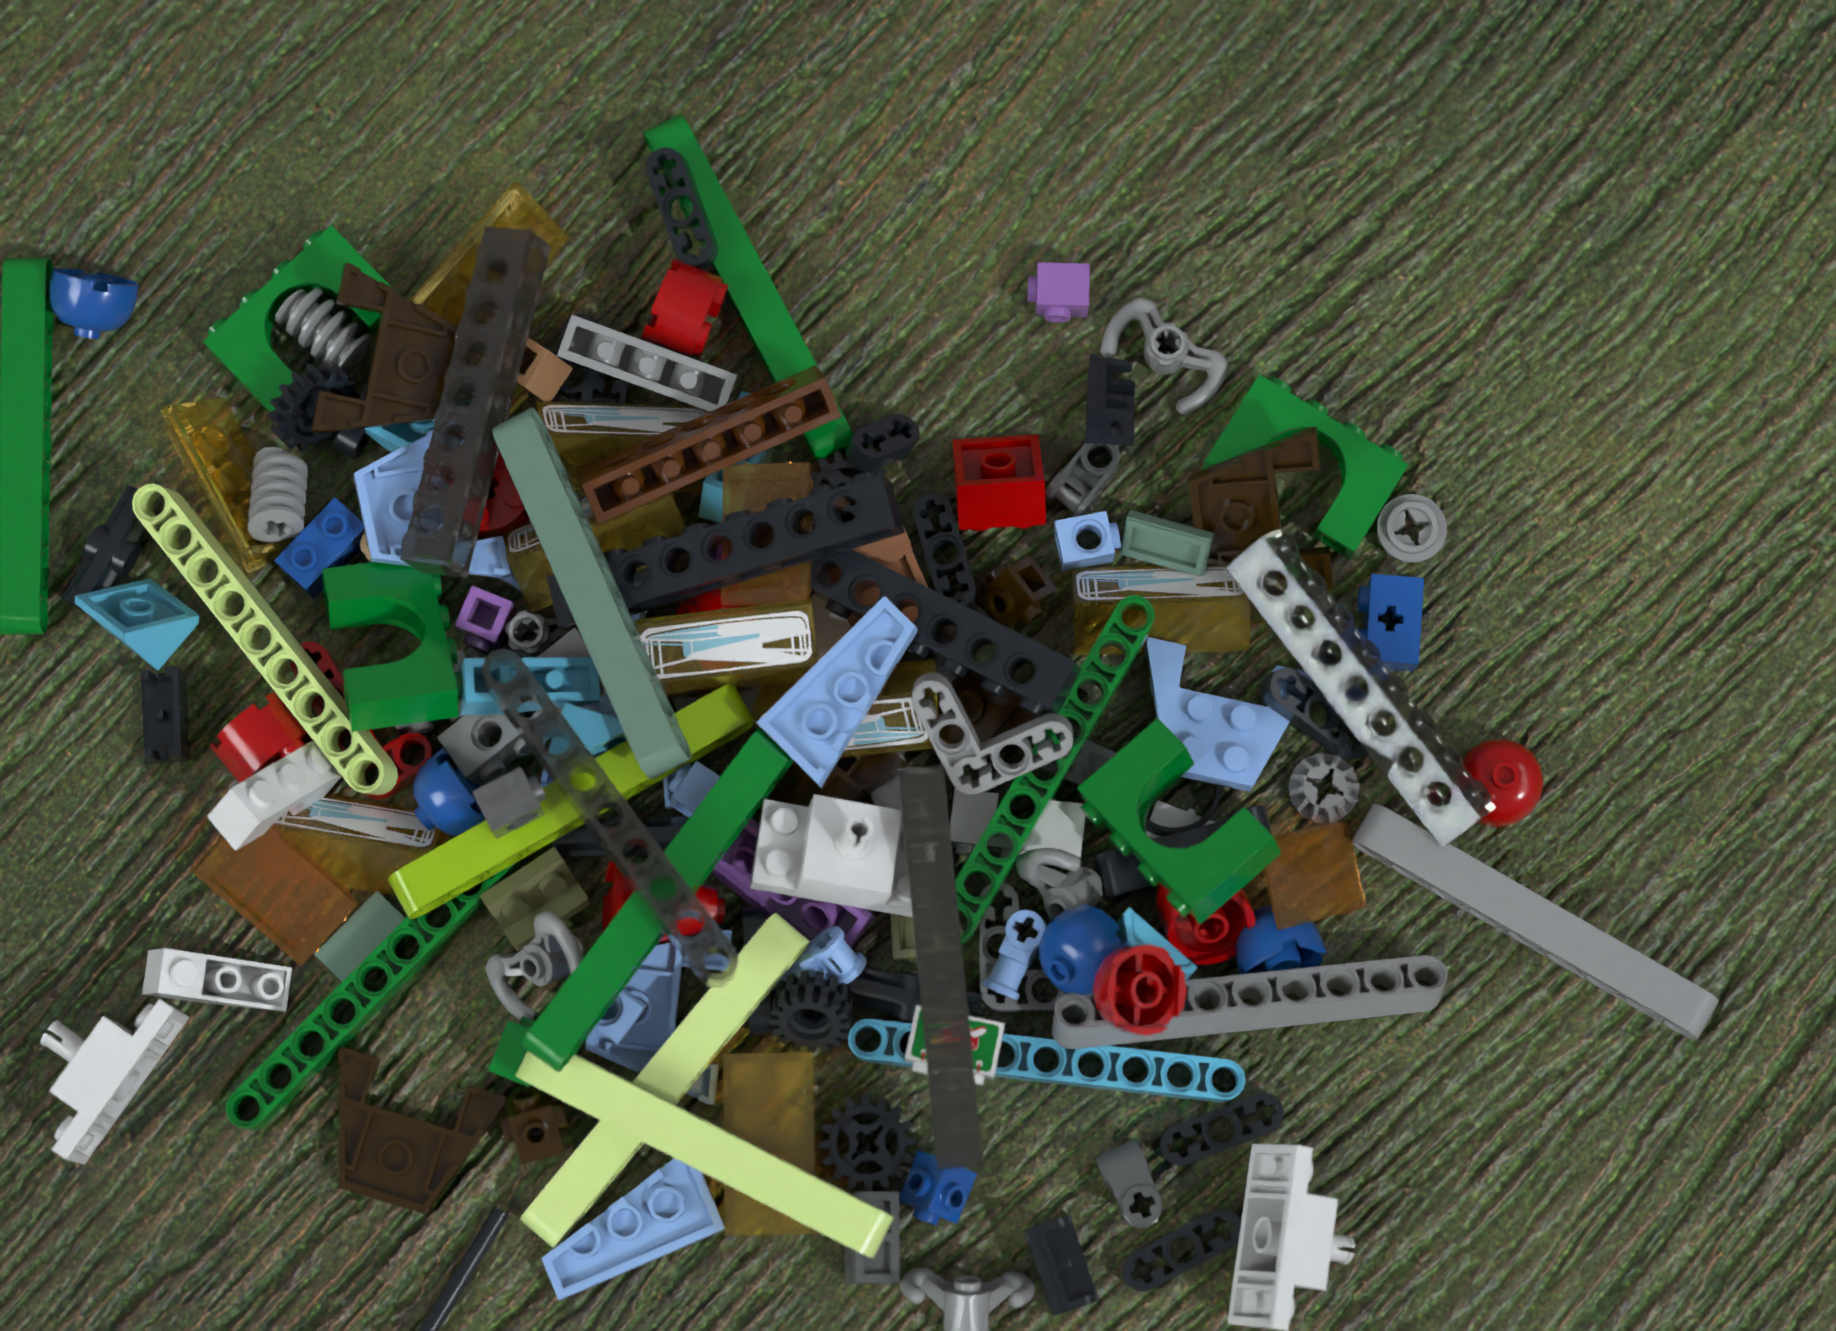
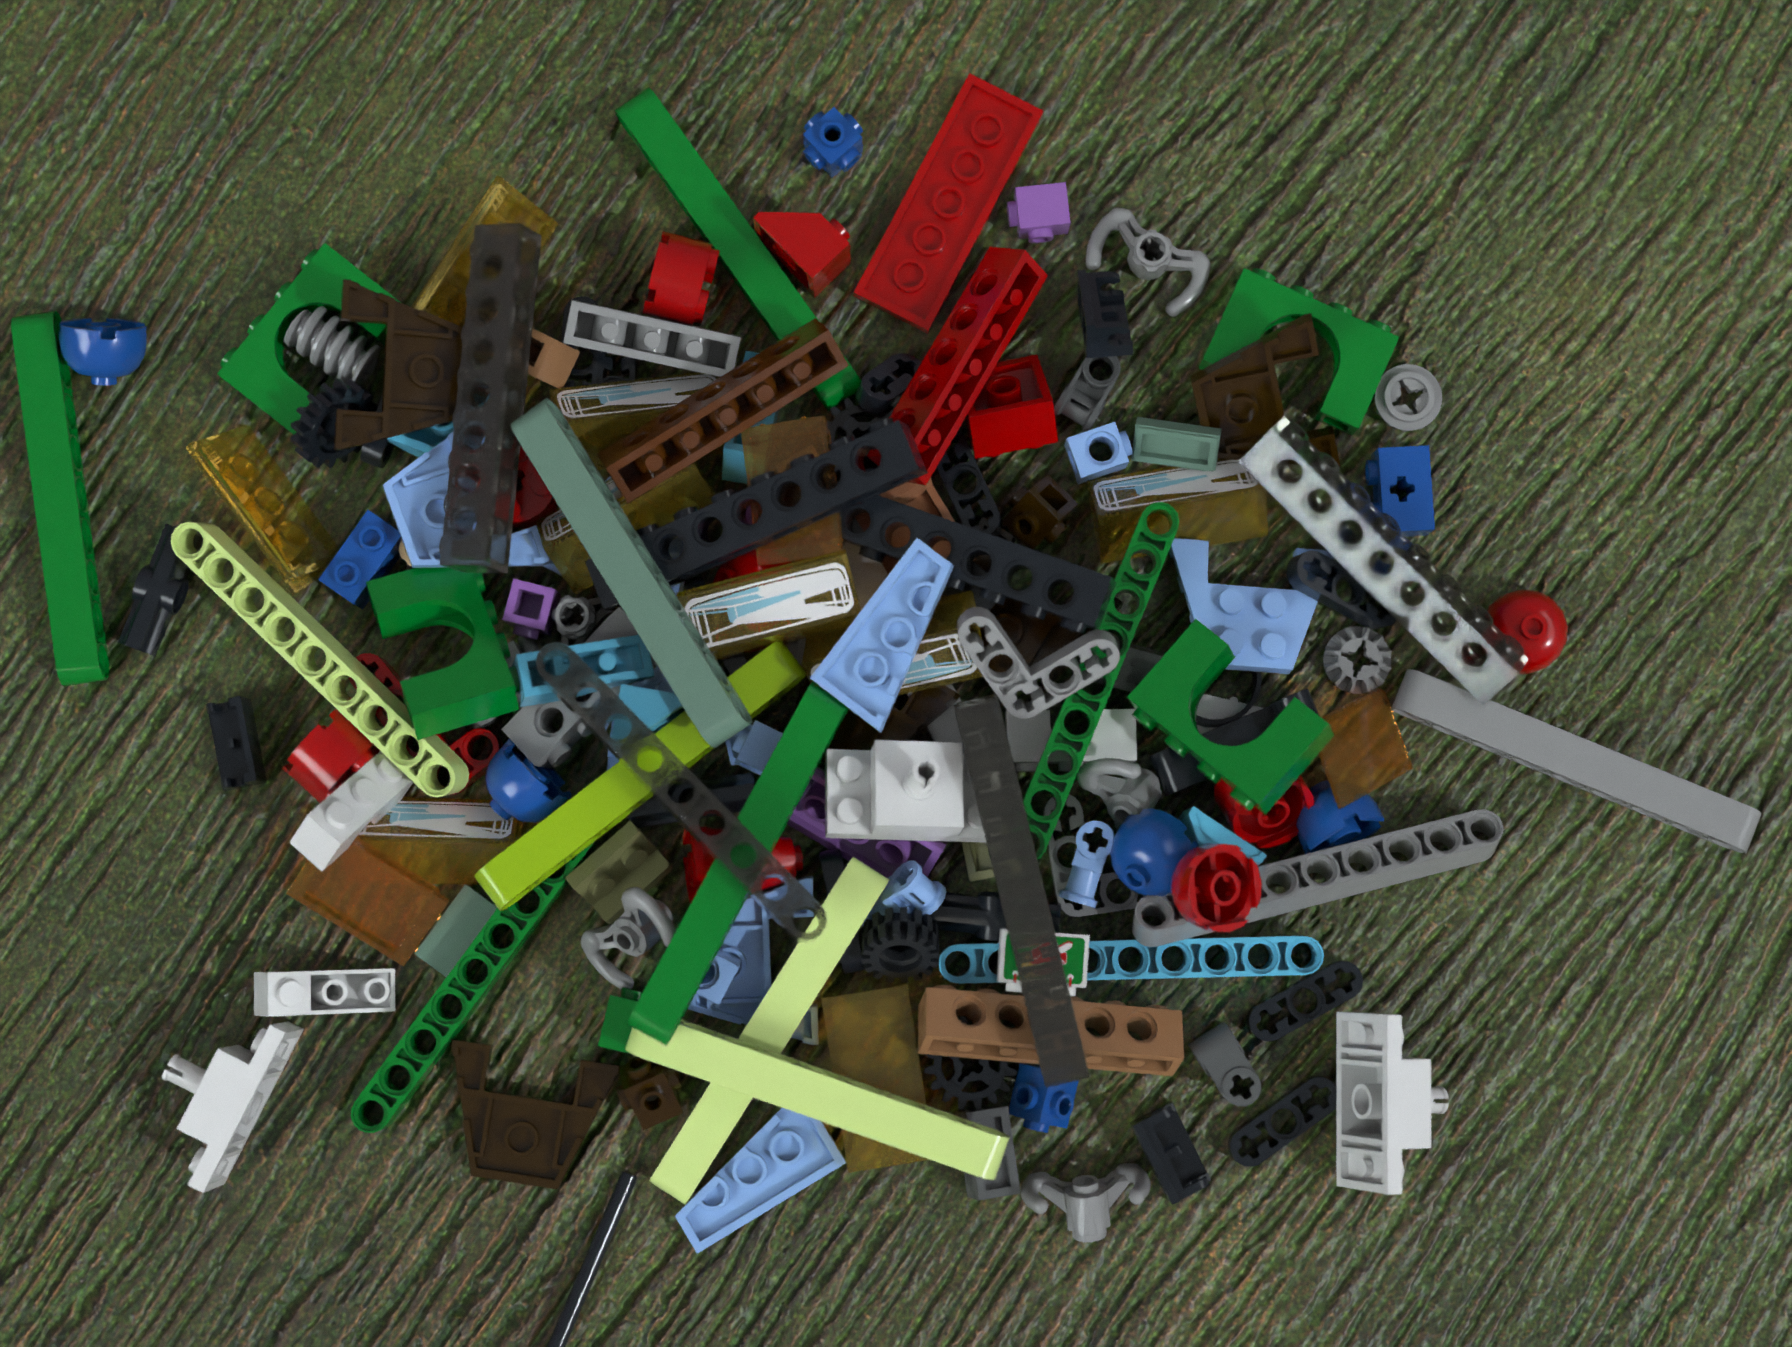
camera: 10 degrees left, 5 degrees up
(141, 618) = (198, 652): medium azure slope -> none
(277, 495) = (311, 515): light grey piece -> none
(510, 802) = (582, 787): flat silver brick -> none
(681, 175) = (638, 159): black beam -> none
(817, 293) = (806, 246): none -> red slope
(864, 205) = (837, 154): none -> blue brick
(888, 1118) = (988, 1039): none -> medium nougat brick
(964, 421) = (966, 352): none -> red brick
(968, 270) = (948, 203): none -> red plate

